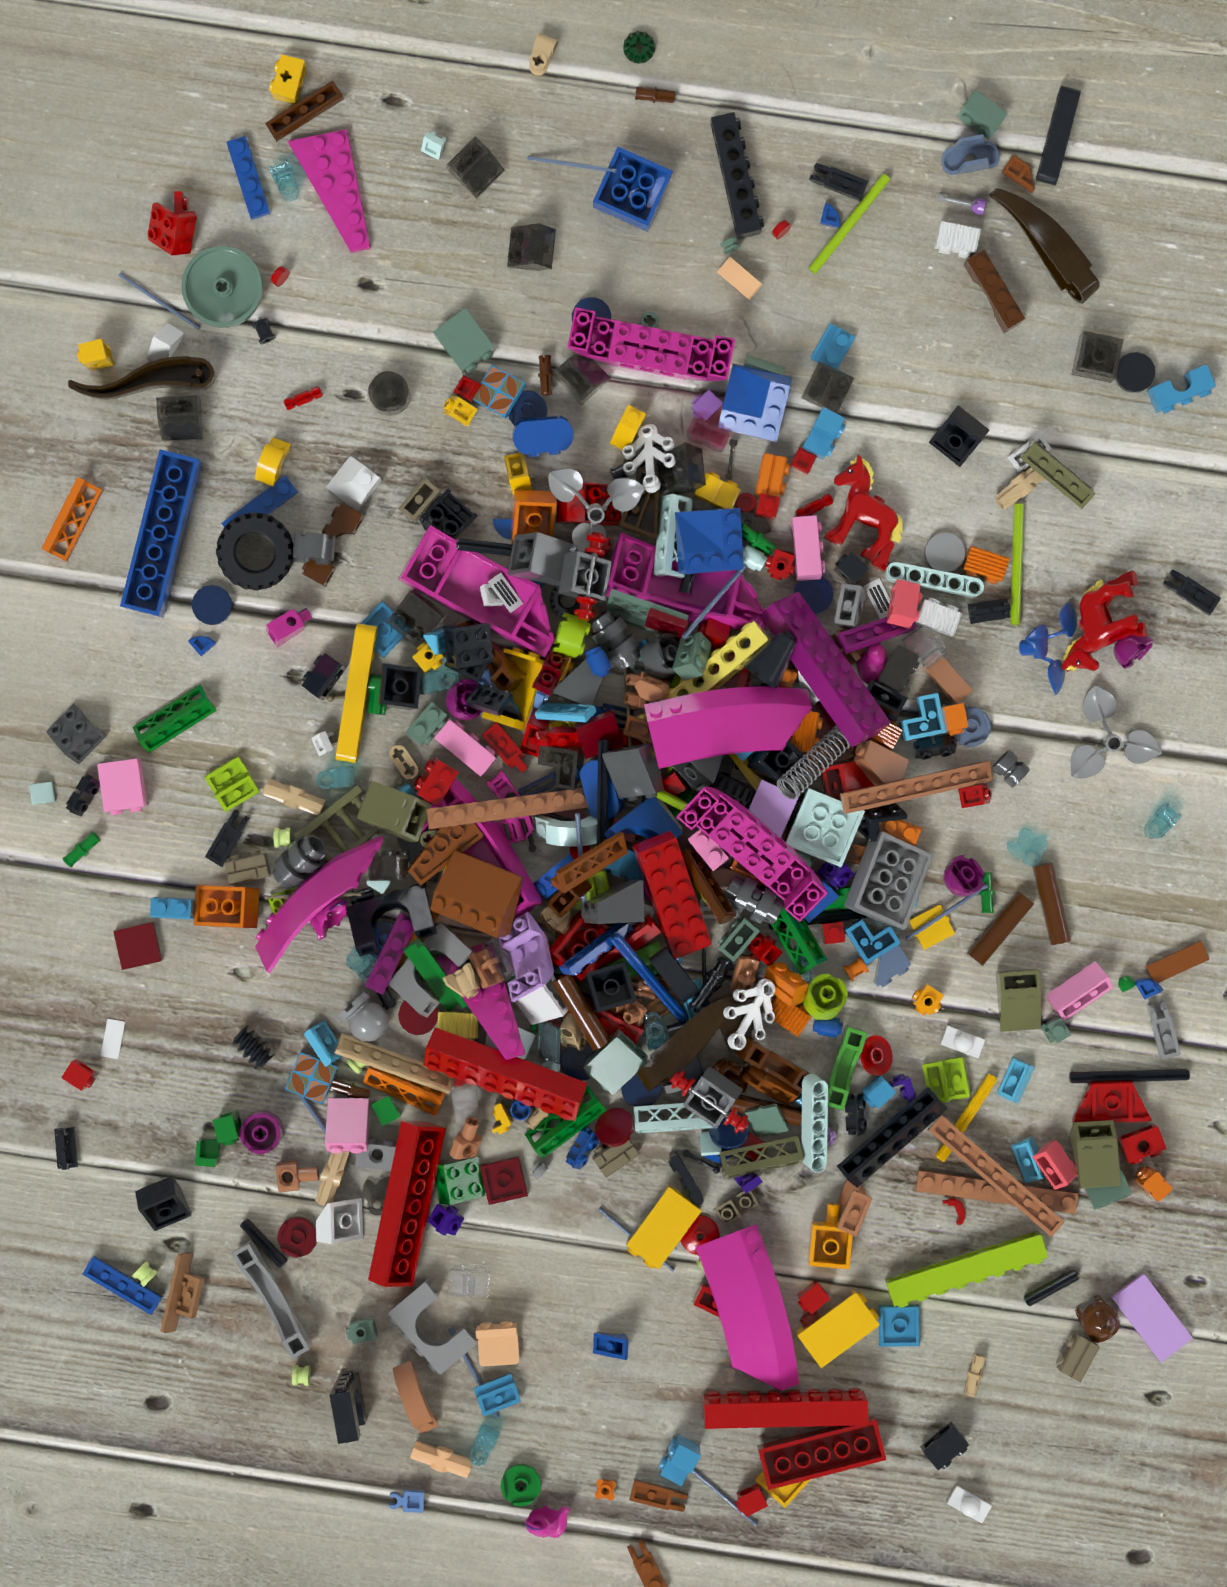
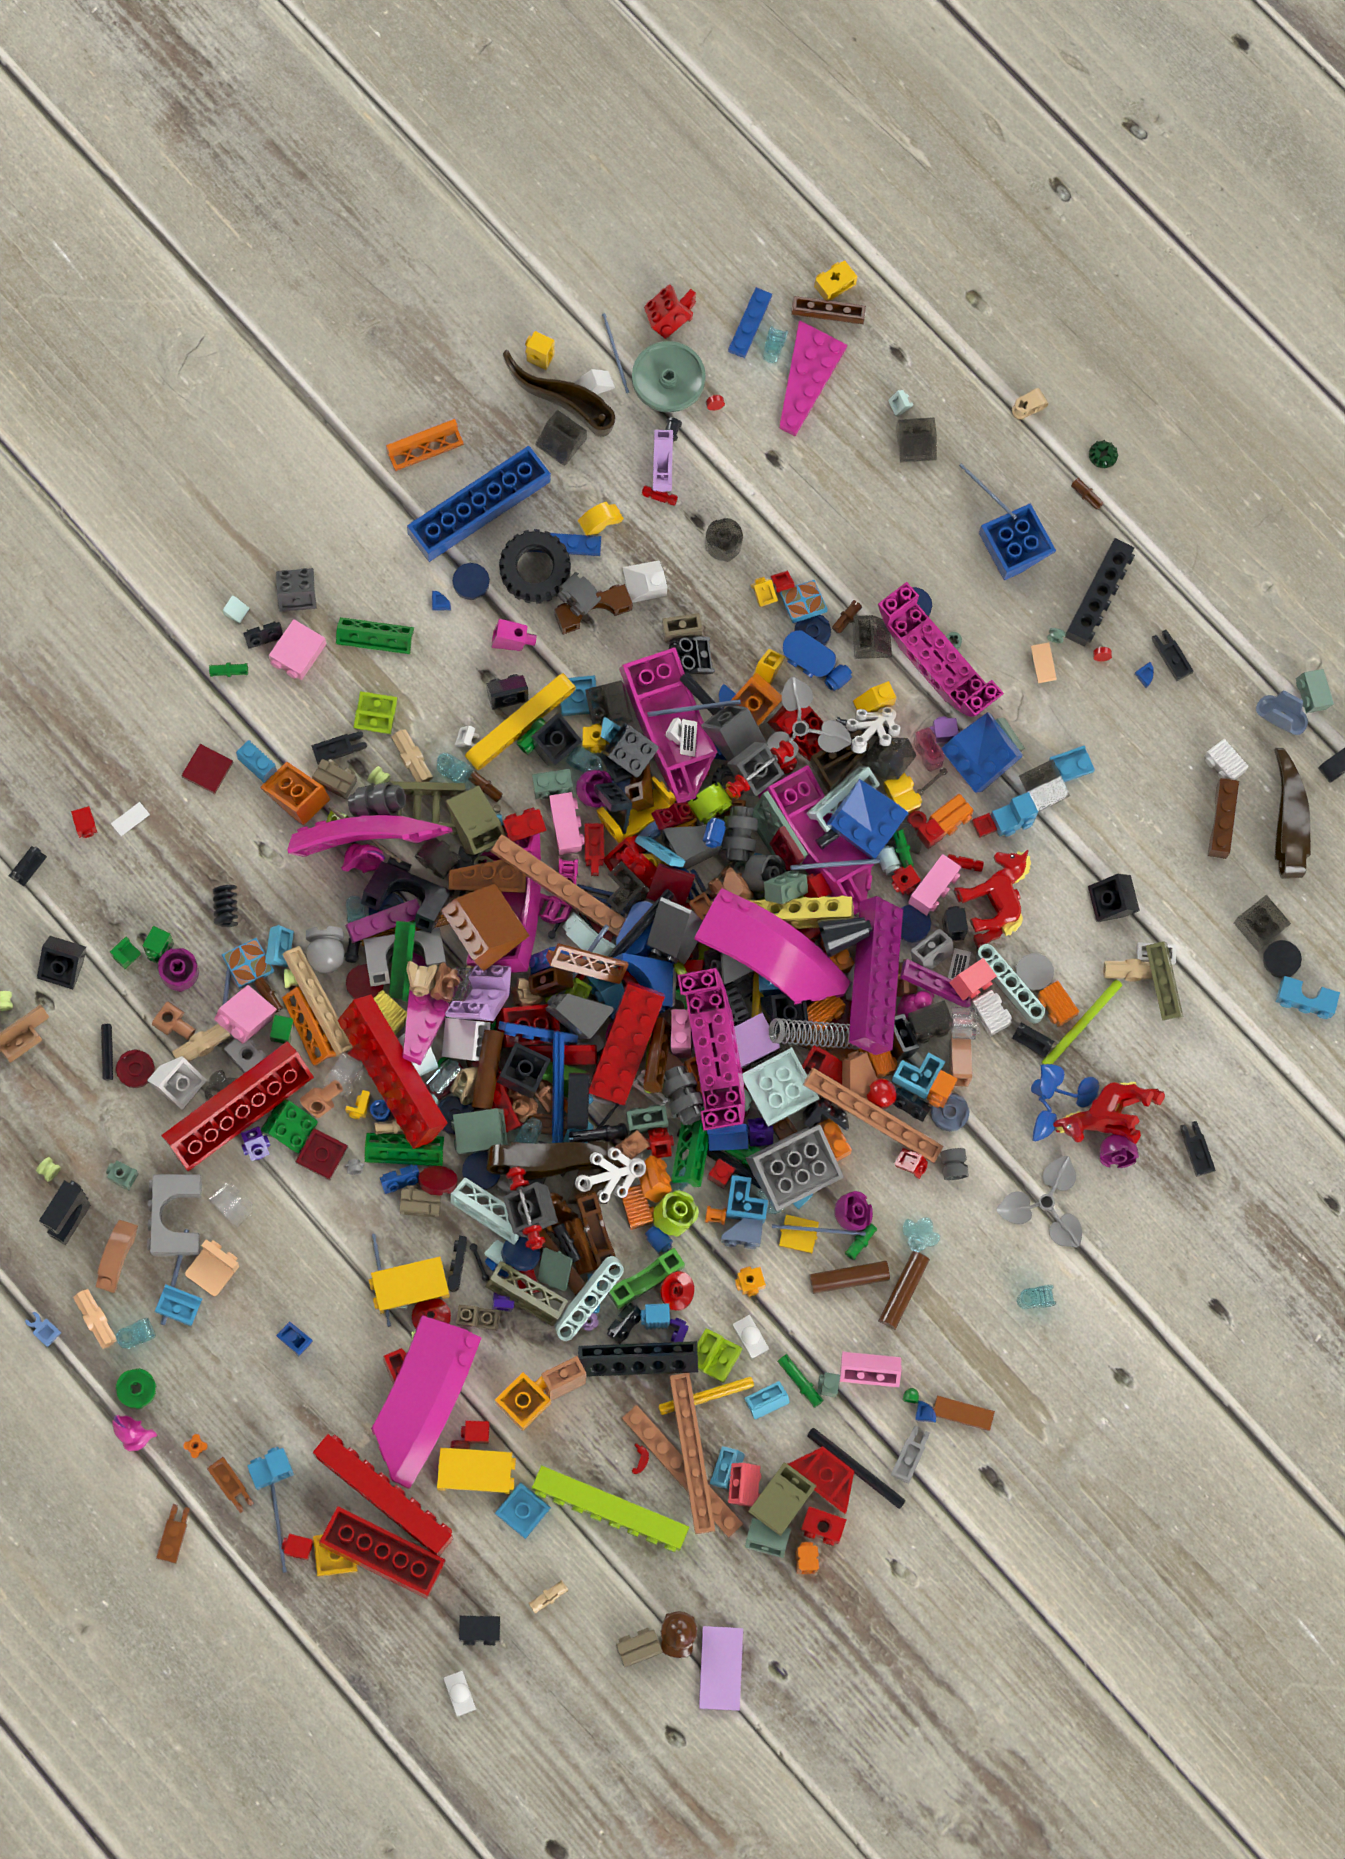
camera: 30 degrees right, 15 degrees down
(281, 367) = (662, 460): none -> lavender arch
(287, 1323) = (76, 1107): light grey arch -> none
(374, 771) = (485, 786): none -> reddish brown axle
(380, 886) = (419, 867): light aqua slope -> none
(400, 765) = (516, 798): tan beam -> none
(464, 341) = (808, 548): sand green brick -> none
(490, 562) = (693, 708): none -> sand blue axle
(531, 247) = (911, 524): clear smoke slope -> none
(582, 434) = (838, 677): none -> blue brick
(760, 1092) = (561, 1231): none -> black pin
(849, 223) = (1154, 690): lime piece -> none
(909, 762) = (882, 1093): none -> red hair
(977, 205) = (1260, 751): hinge -> none
(1019, 172) = (1310, 753): dark orange tile -> none
(1019, 999) = (819, 1339): olive slope -> none
(1037, 1046) = (805, 1387): none -> green pin
(1051, 1287) = (663, 1579): black axle -> none

